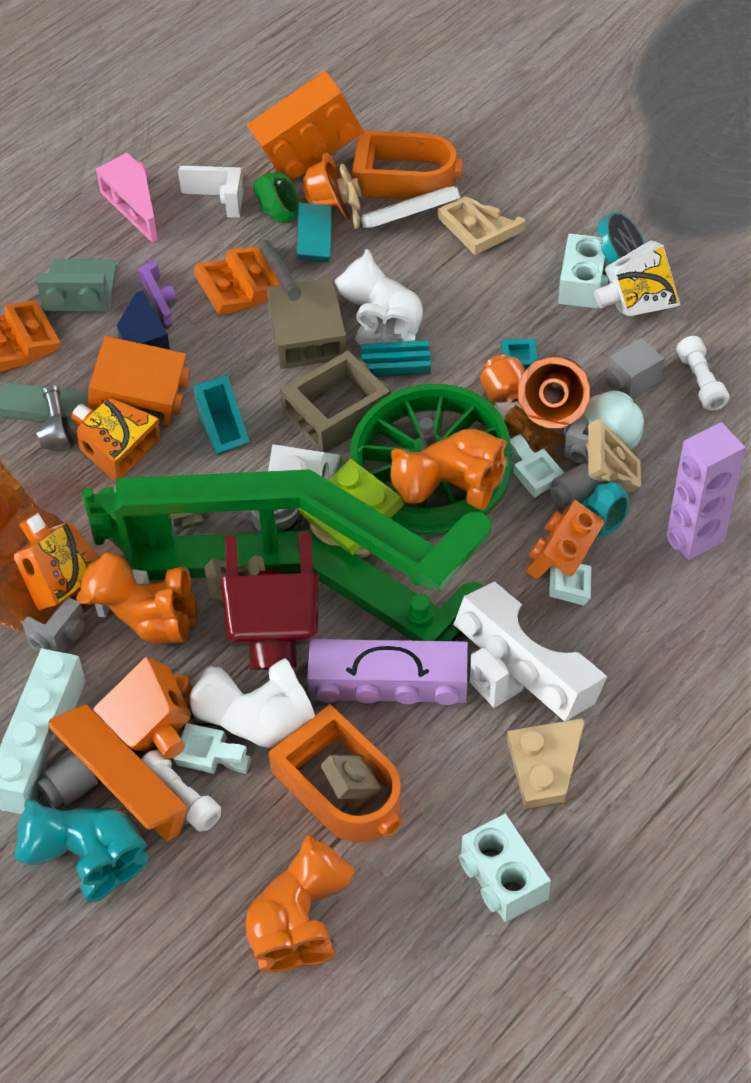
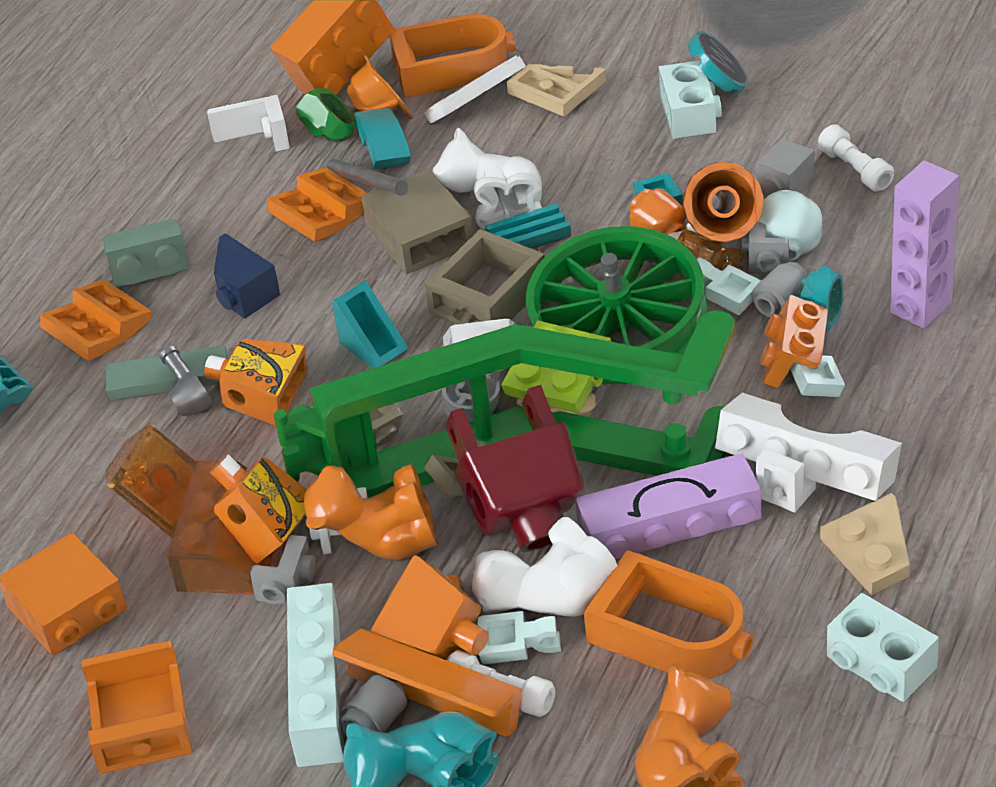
camera: 15 degrees left, 10 degrees down
(126, 188) = (161, 152): bright pink slope -> none
(139, 377) = (261, 311): orange panel -> none
(159, 297) = (220, 225): medium lavender piece -> none
(349, 193) = (407, 90): tan plate -> none
(351, 779) = (684, 612): dark tan bracket -> none
(464, 459) = (662, 283): orange animal -> none
(611, 459) = (803, 247): tan wing -> none
(639, 282) = (754, 90): torso -> none

